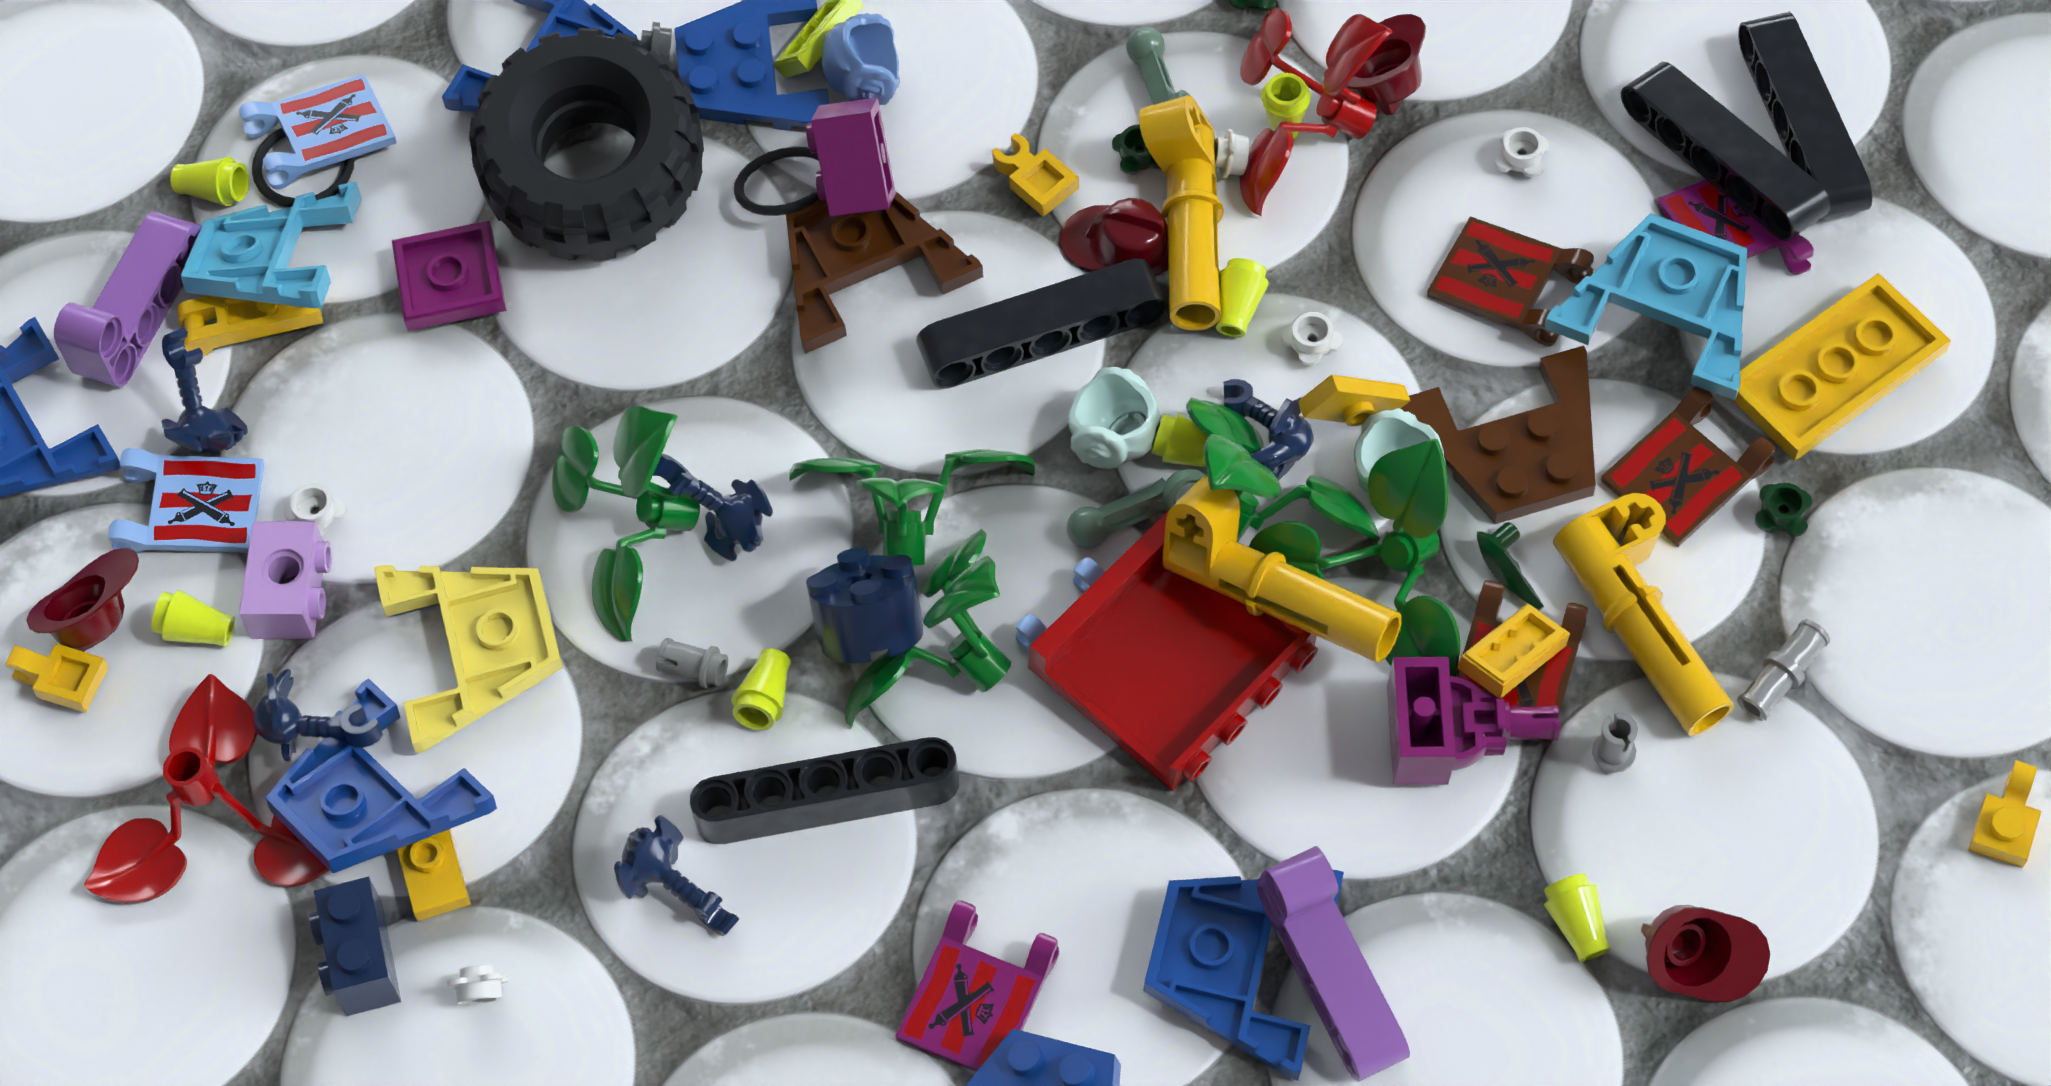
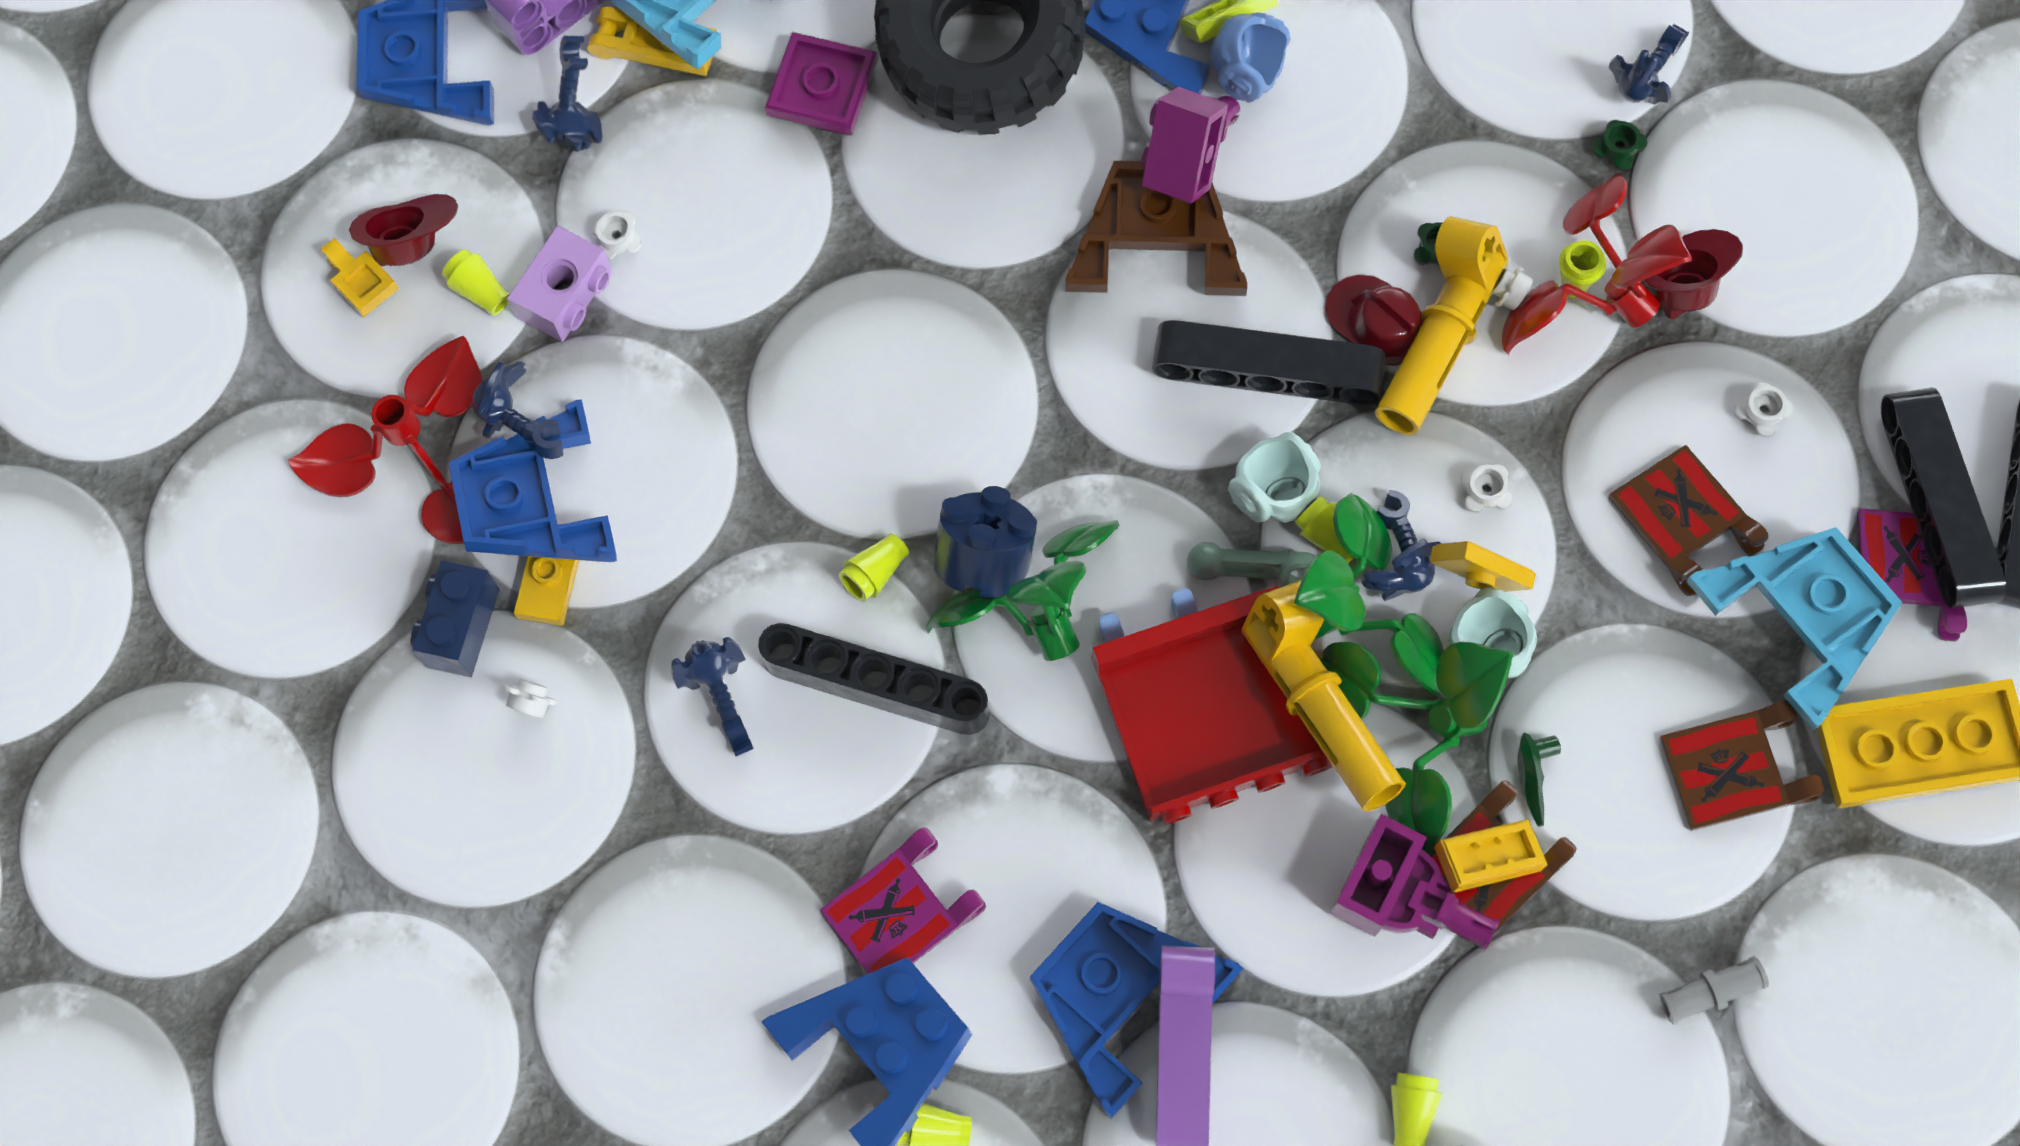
camera: 30 degrees right, 10 degrees up
(195, 502) = (533, 184): light blue flag -> none
(495, 634) = (694, 414): light yellow wing -> none
(636, 451) = (875, 372): green plant -> none
(693, 662) = (839, 522): light grey pin -> none
(737, 515) = (929, 407): dark blue piece -> none
(768, 210) = (1099, 110): black tyre -> none
(904, 530) = (1058, 474): green plant -> none
(1036, 179) = (1338, 231): yellow plate -> none
(1146, 49) = (1494, 156): sand green piece -> none
(1240, 294) = (1448, 418): neon yellow cone -> none
(1528, 457) = (1604, 686): reddish brown wing -> none
(1615, 746) = (1522, 989): light grey pin -> none
(1635, 609) = (1616, 871): yellow piece -> none
(1788, 497) = (1814, 847): dark green plate -> none

